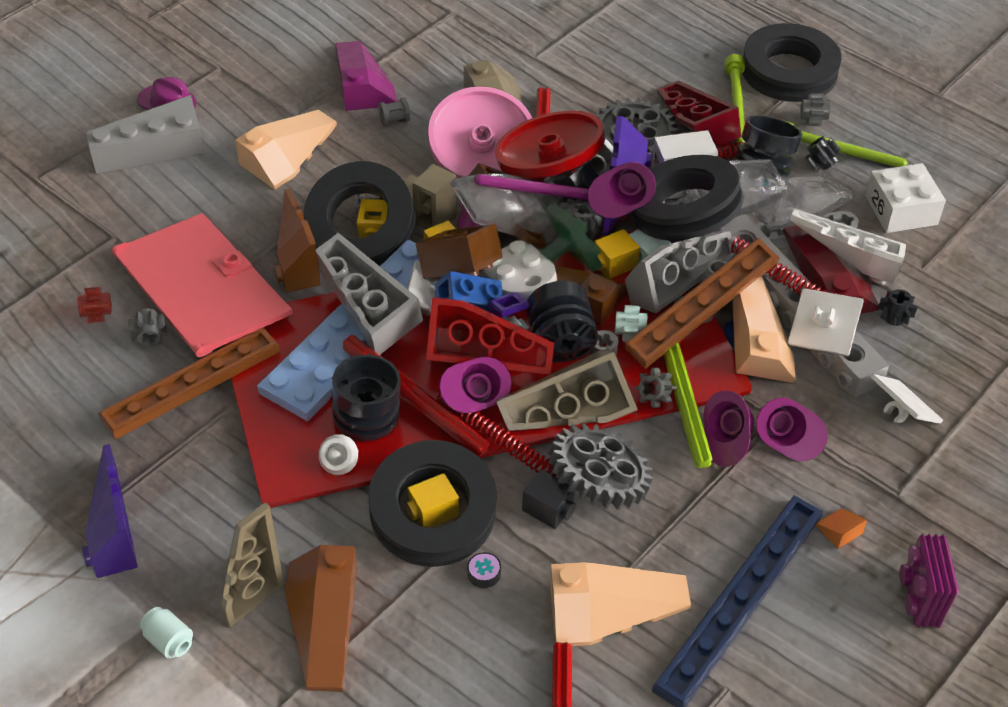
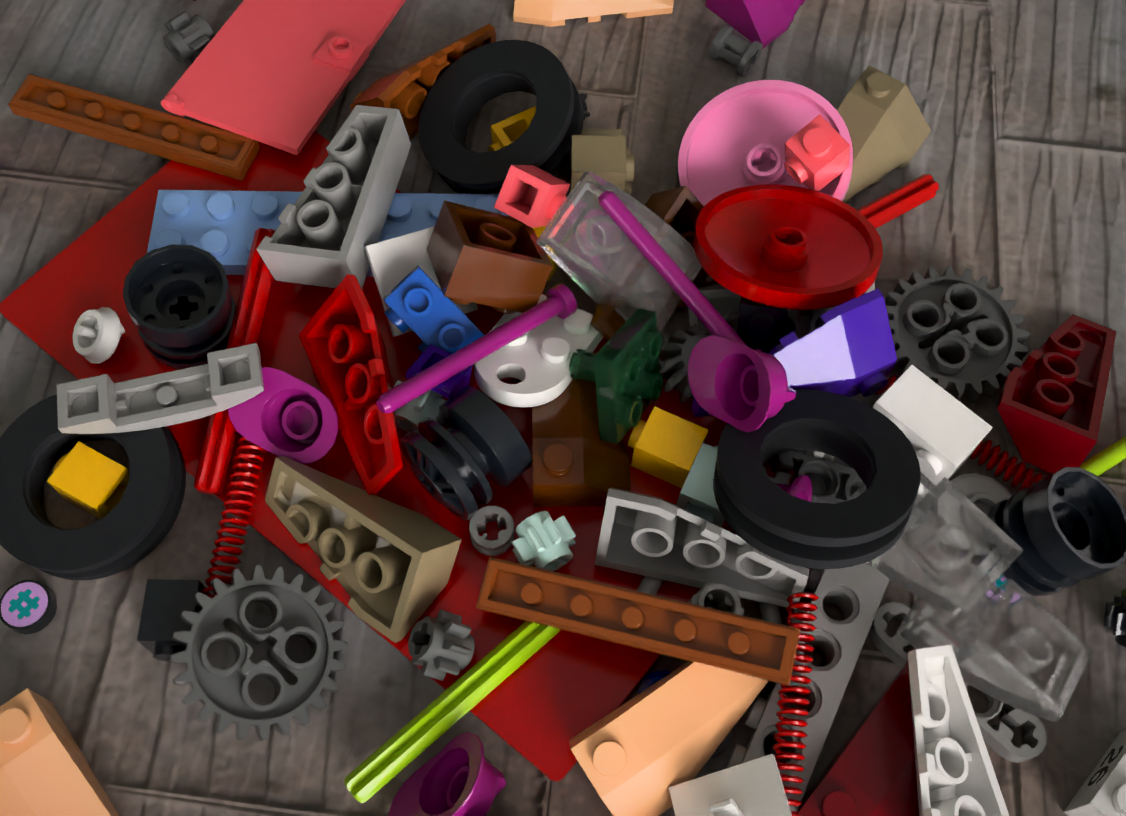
camera: 55 degrees right, 15 degrees up
(426, 420) = (162, 399): none -> light grey slope
(434, 217) = (531, 195): none -> coral brick
(508, 106) = (816, 154): none -> coral brick
(508, 244) = (559, 303): none -> magenta bar

